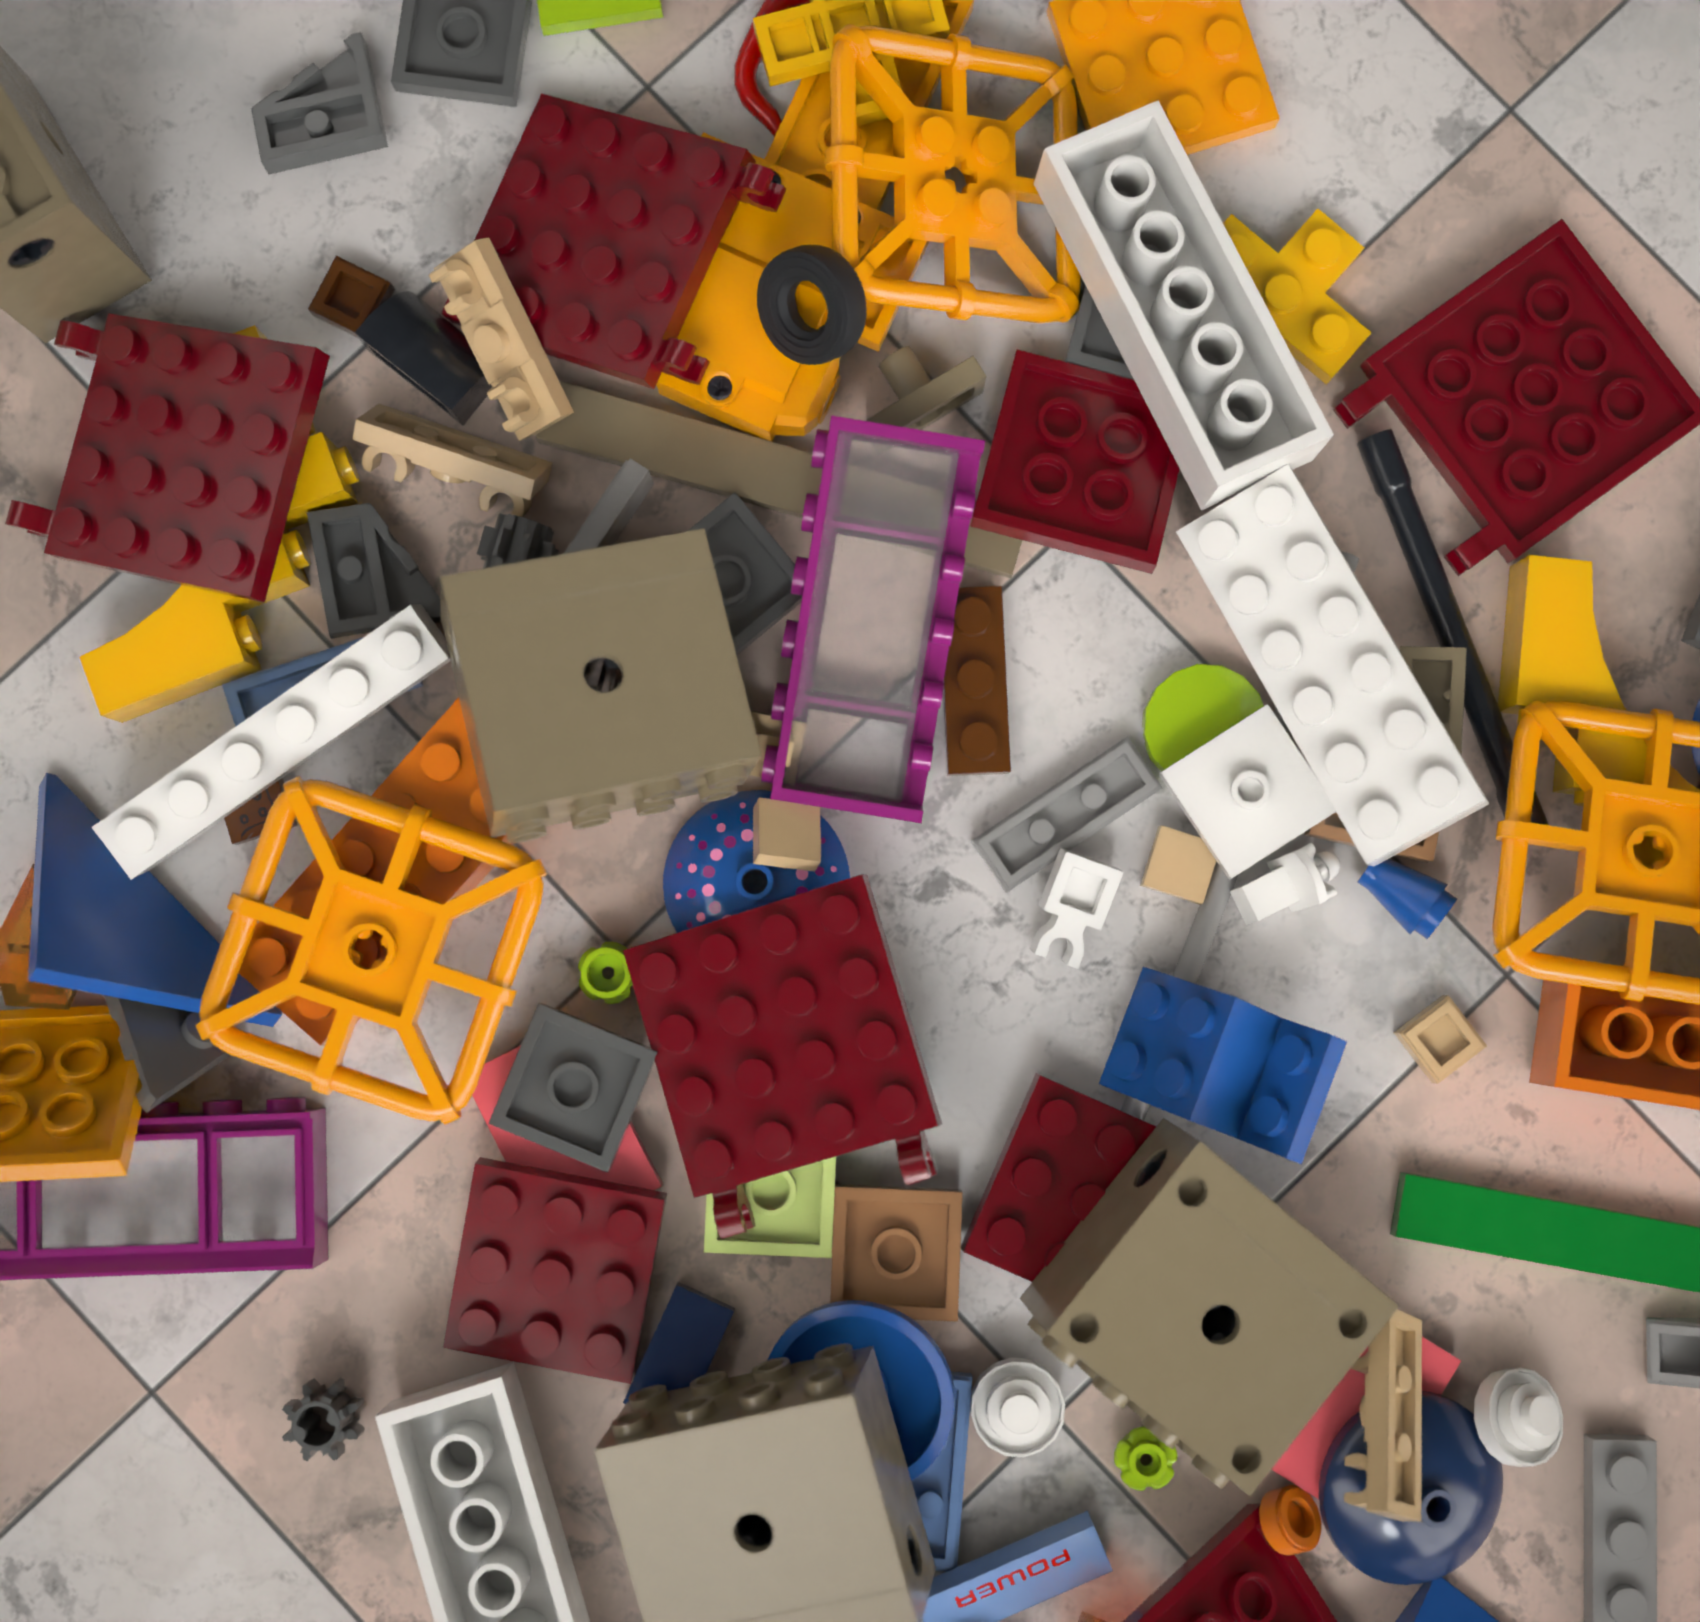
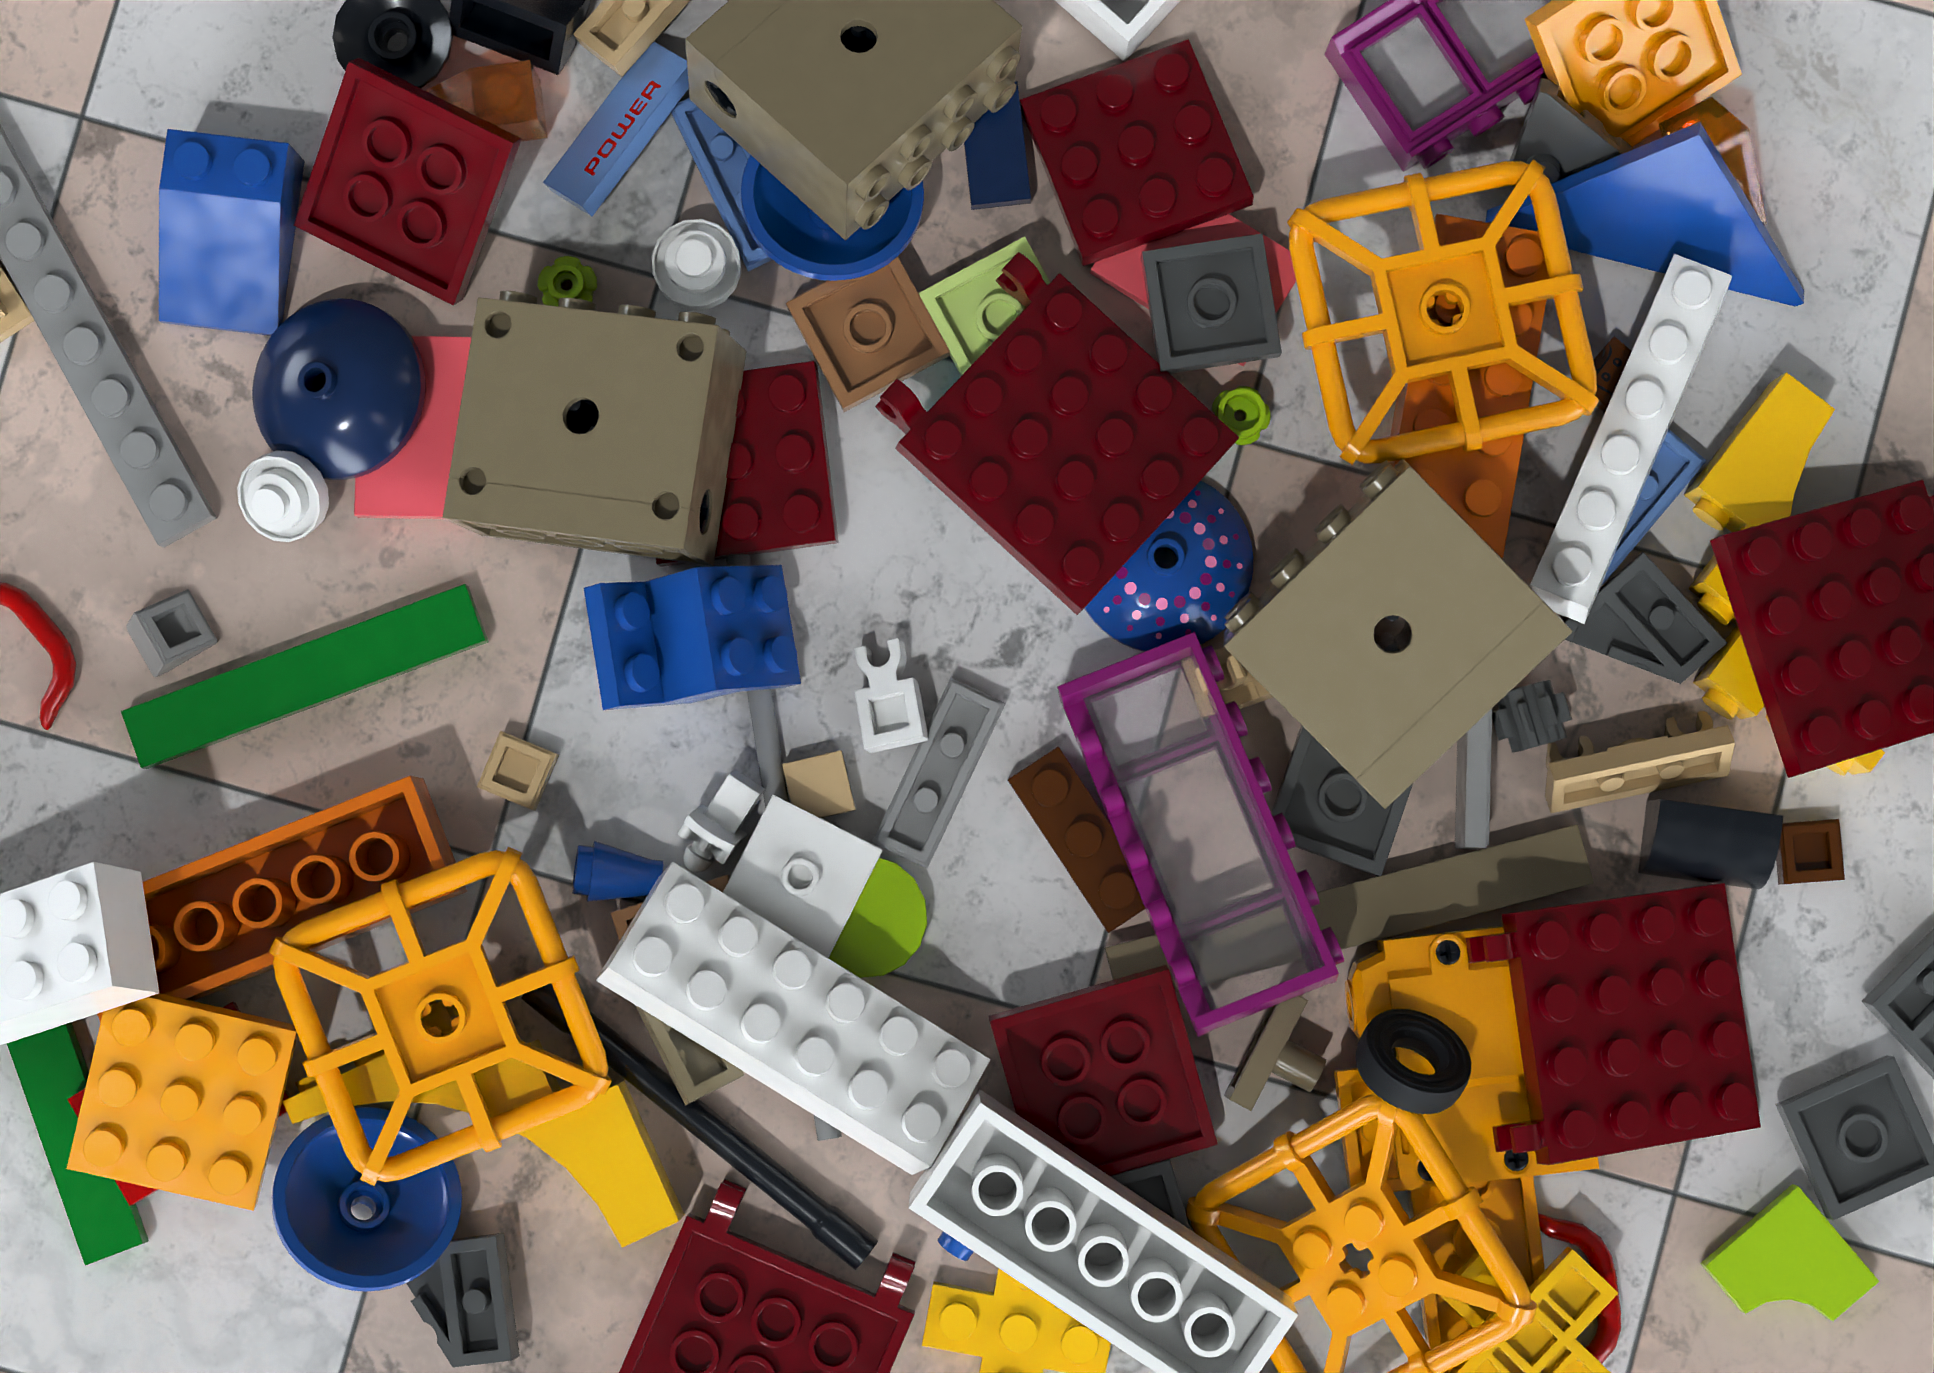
camera: 150 degrees right, 0 degrees up
(502, 339) = (1655, 883): tan plate -> none
(786, 835) = (1162, 610): tan tile -> none
(1290, 1520) = (423, 305): orange tile -> none
(1391, 1421) = (393, 429): tan plate -> none

